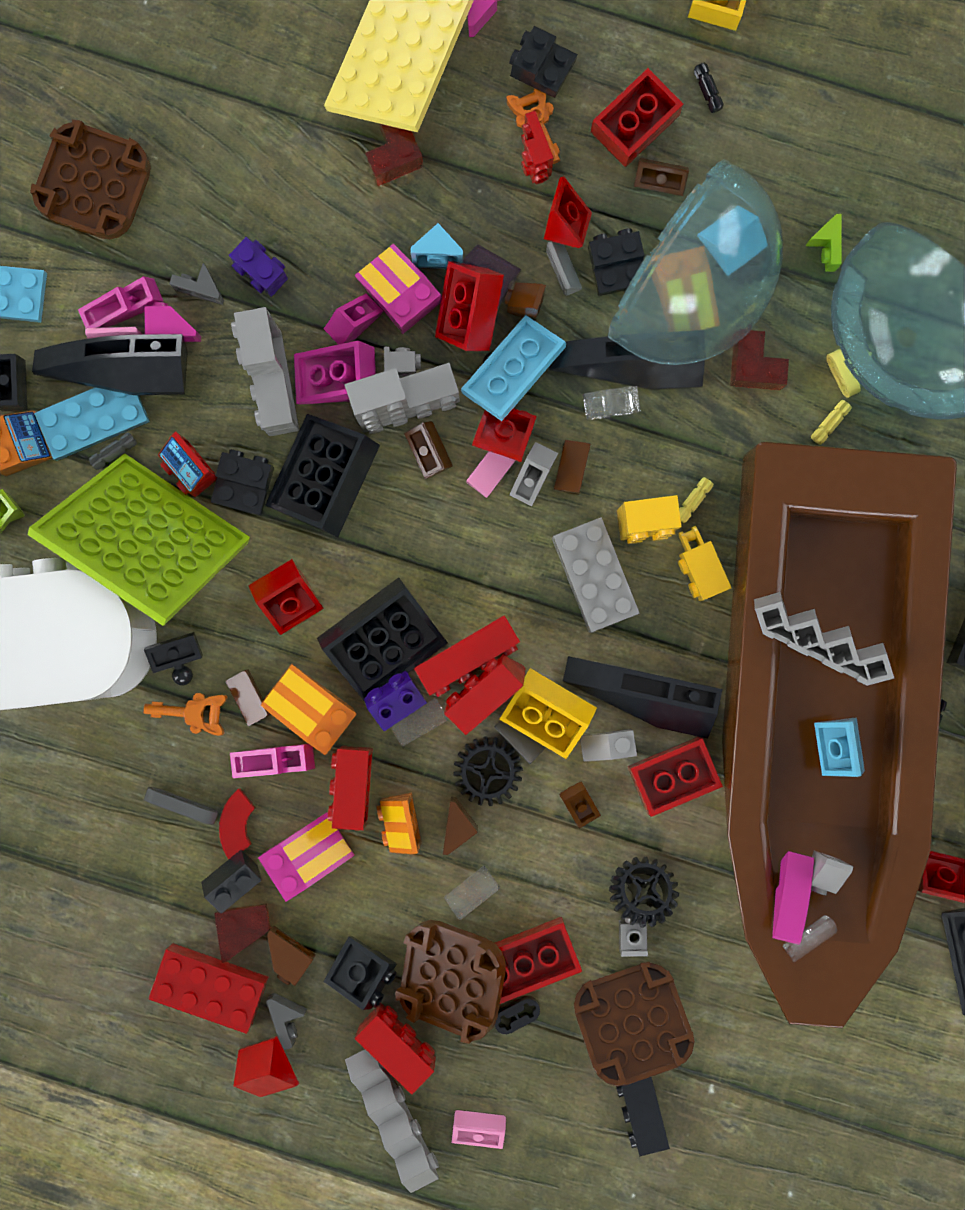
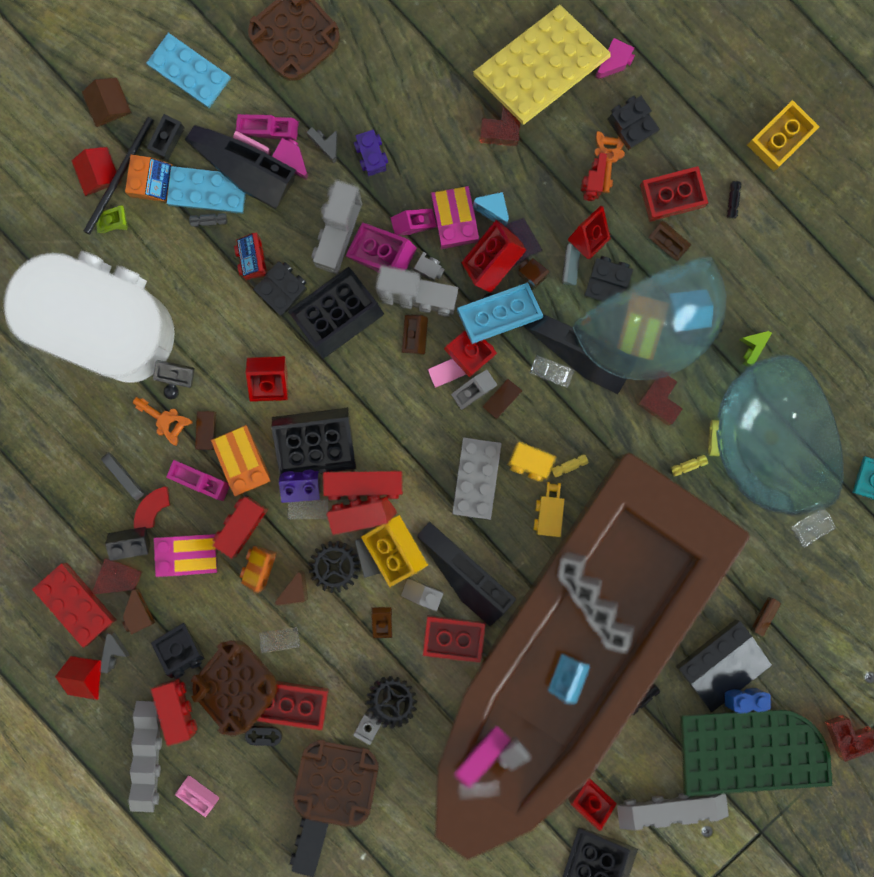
camera: 25 degrees right, 0 degrees up
(140, 538) = (195, 289): lime plate -> none

